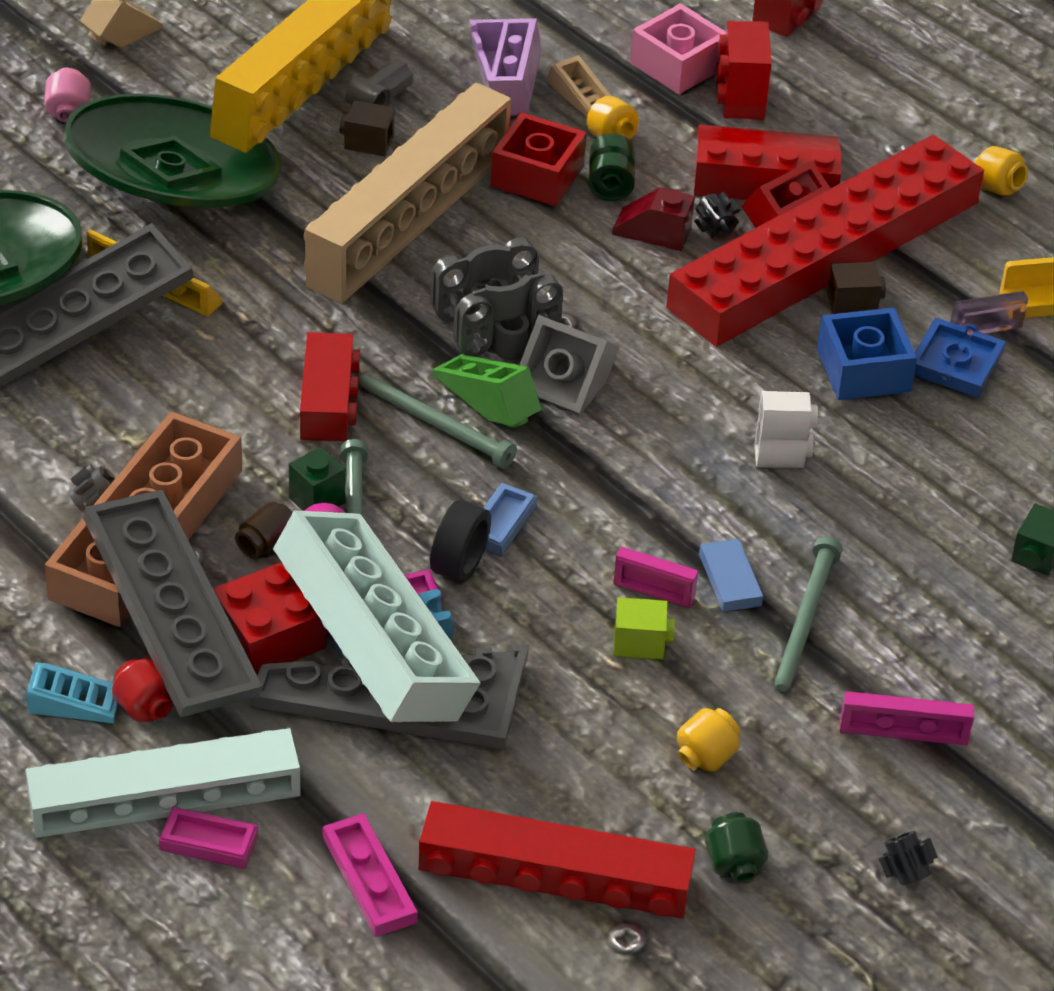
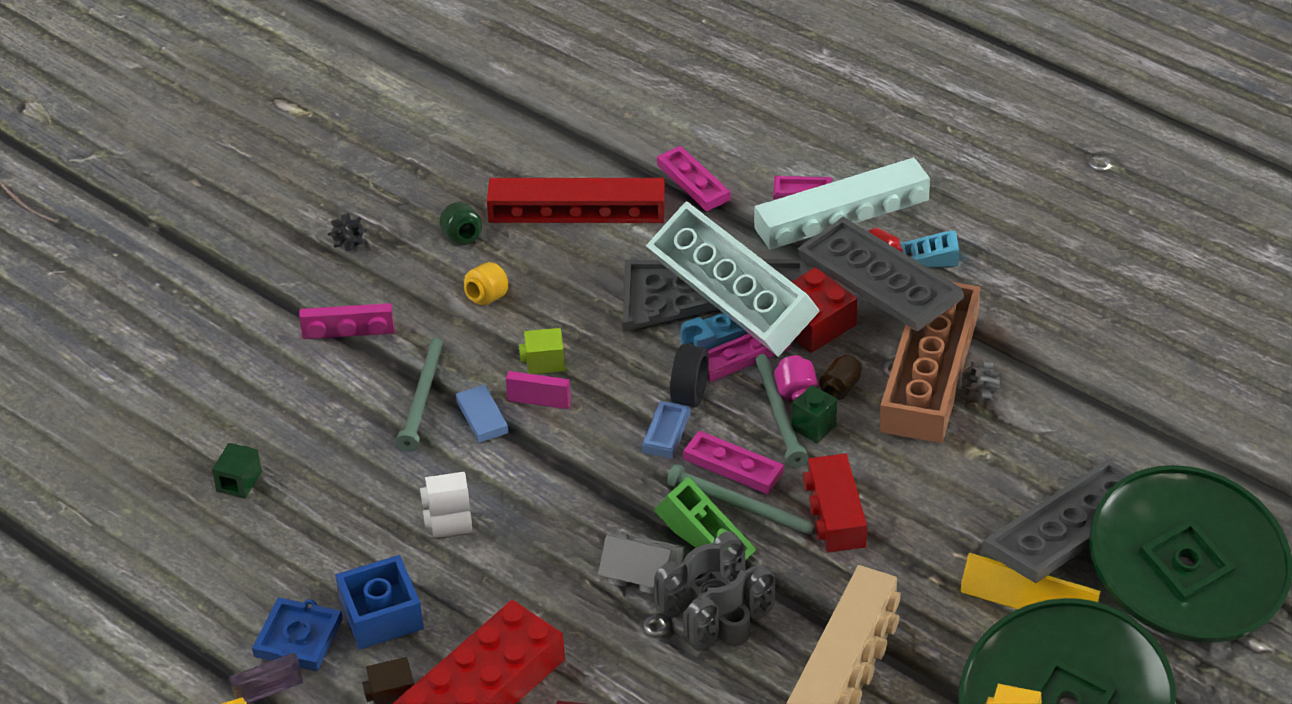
camera: 175 degrees right, 0 degrees up
(432, 455) = (733, 462): none -> dark pink plate

